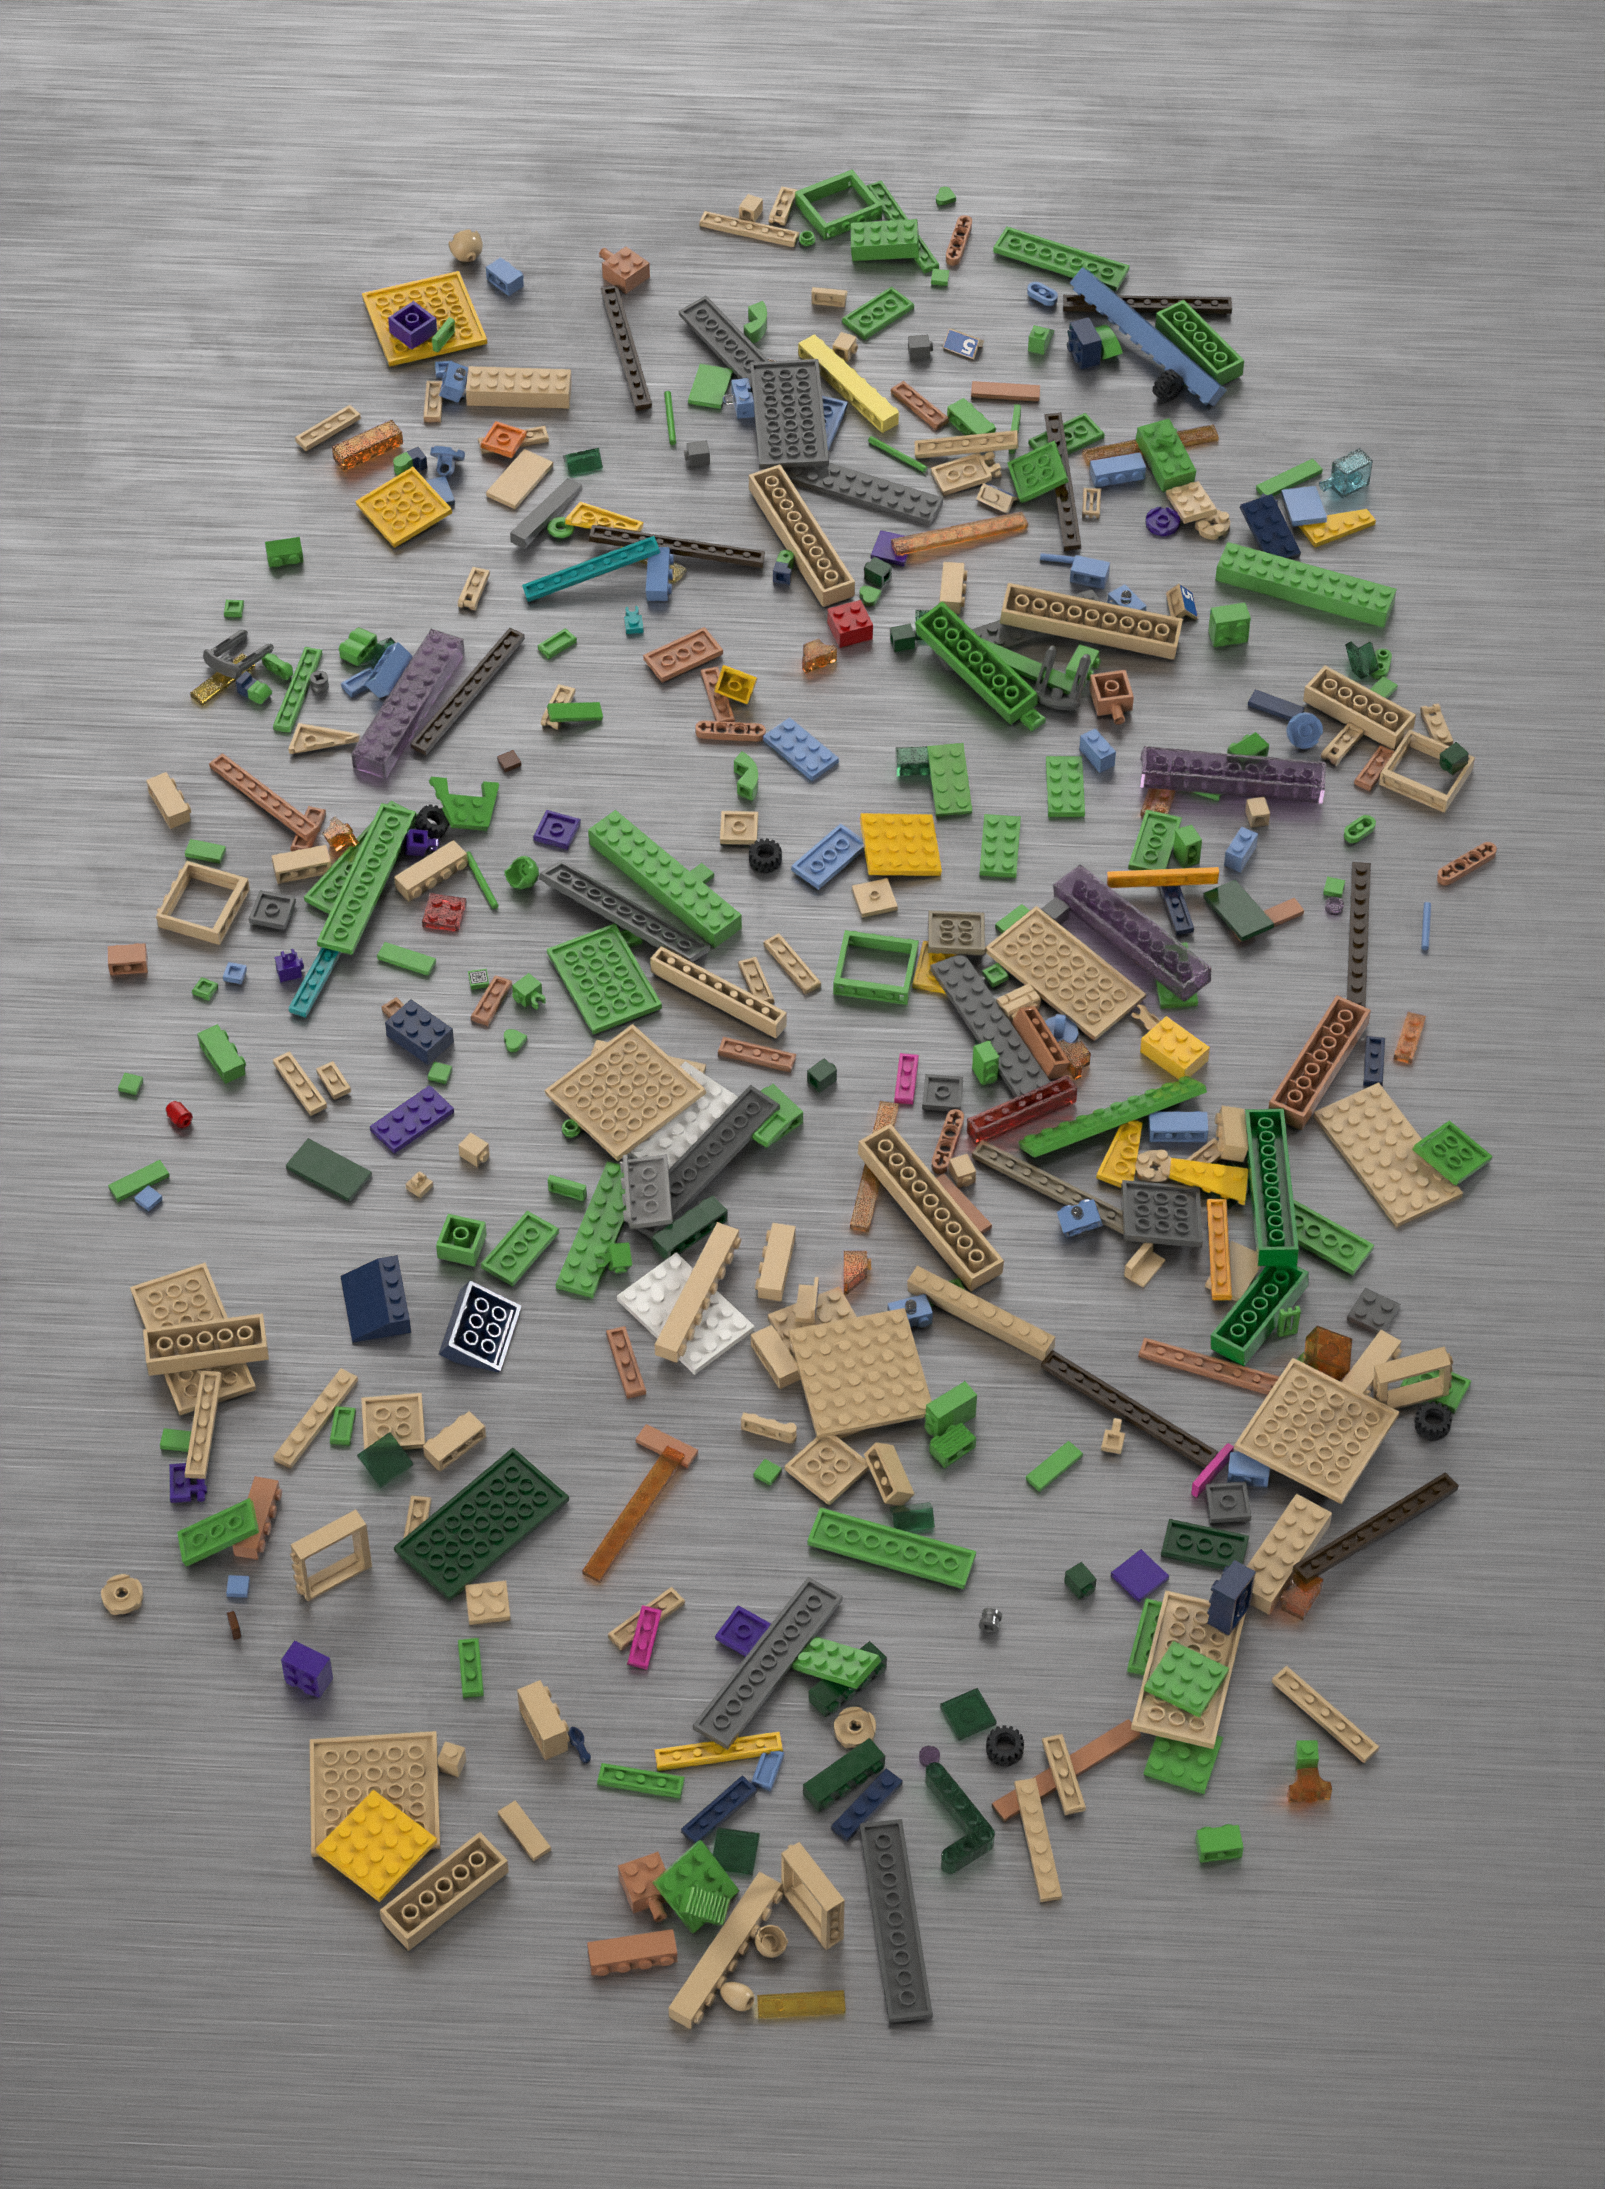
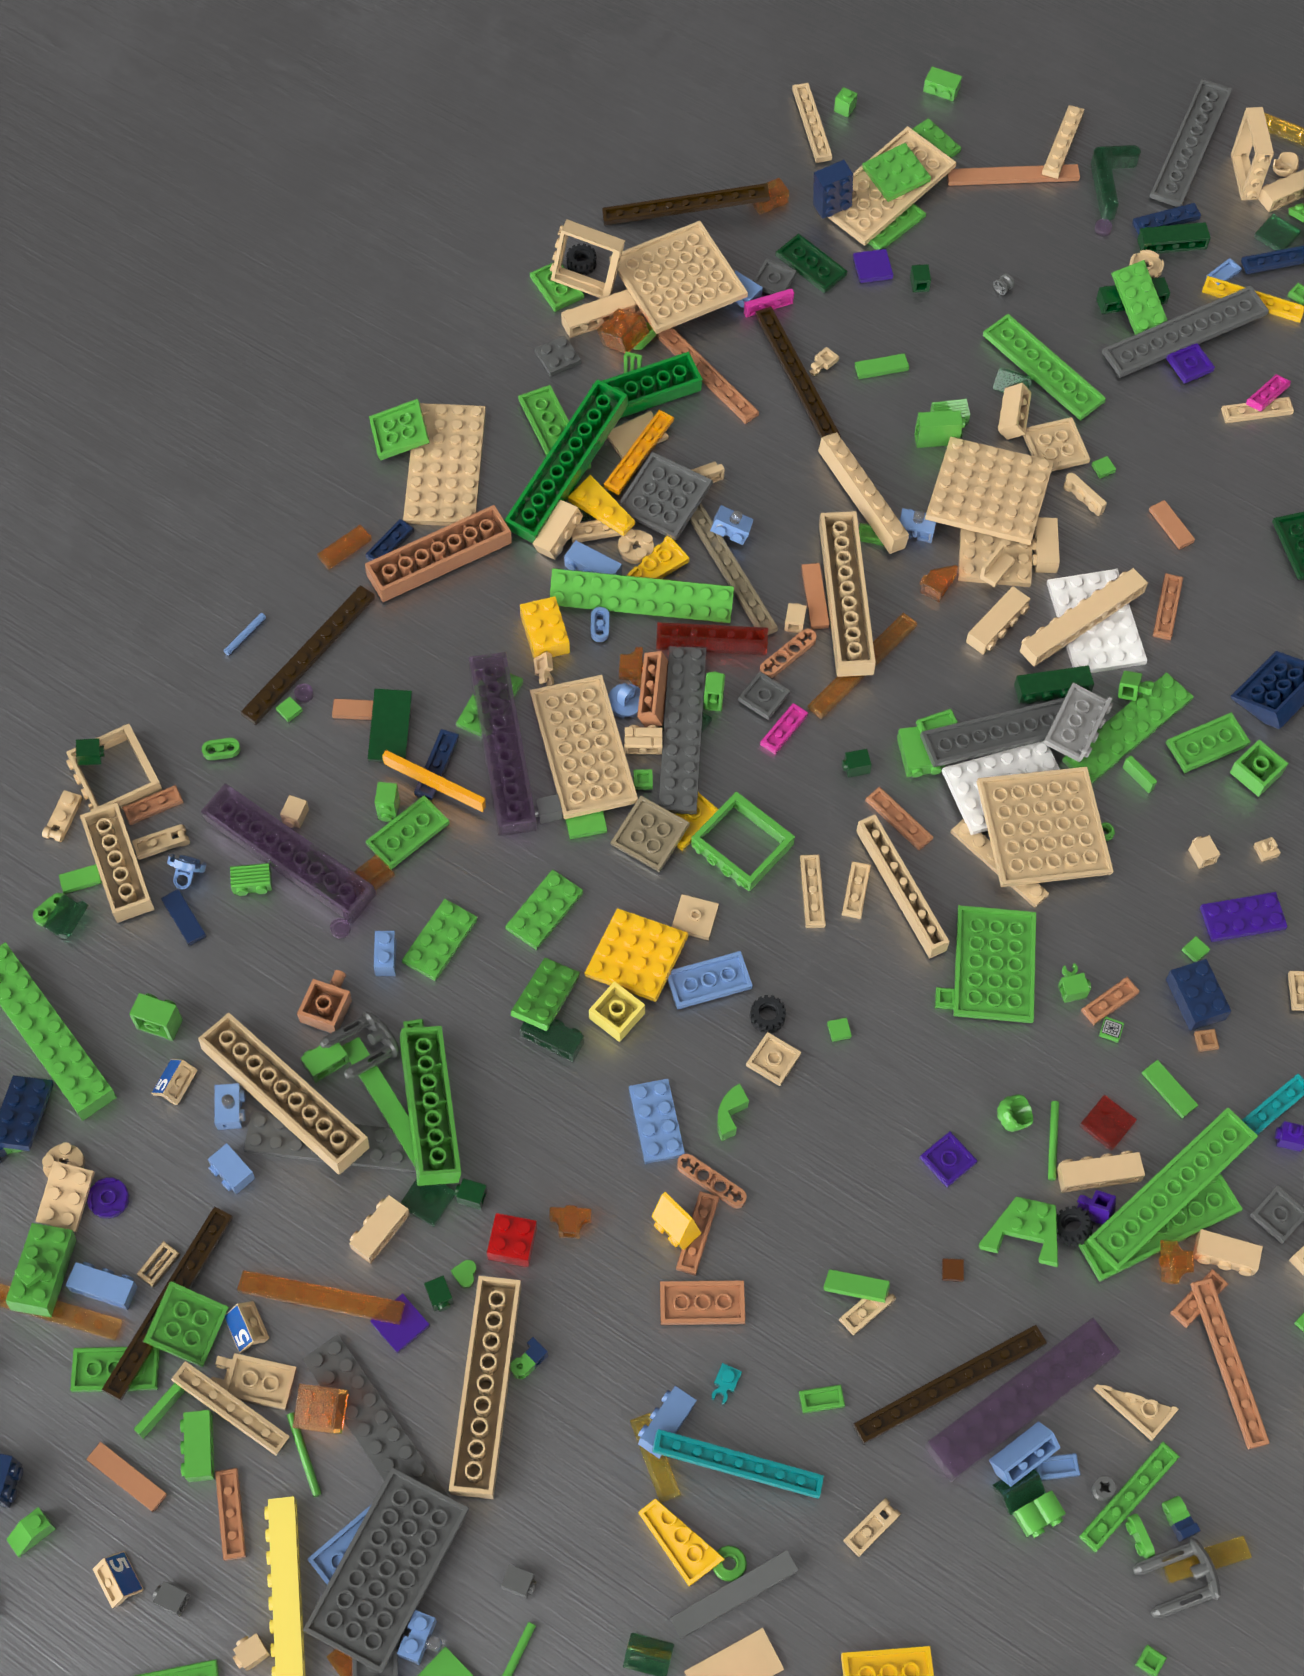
camera: 150 degrees left, 10 degrees up
(514, 1040) = (1110, 947): bright green tile -> none
(623, 911) = (940, 1020): dark grey plate -> none
(633, 1514) = (1227, 484): clear orange tile -> none
(665, 879) = (880, 1038): bright green brick -> none
(680, 546) = (625, 1452): dark brown plate -> none
(884, 793) = (617, 1011): none -> light yellow brick
(904, 470) = (320, 1408): none -> clear orange brick
(968, 1714) = (1058, 239): clear green tile -> none
(1004, 1734) = (1047, 213): black tyre -> none
(1057, 558) = (238, 1205): medium blue bar -> none
(1063, 1774) = (1019, 167): tan tile -> none
(1132, 1082) = (600, 626): none -> medium blue plate
(1240, 849) = (340, 781): medium blue brick -> none
(1287, 1544) = (763, 224): tan brick -> none
(1309, 1787) = (863, 86): clear orange brick -> none
(1464, 861) = (160, 667): nougat beam -> none

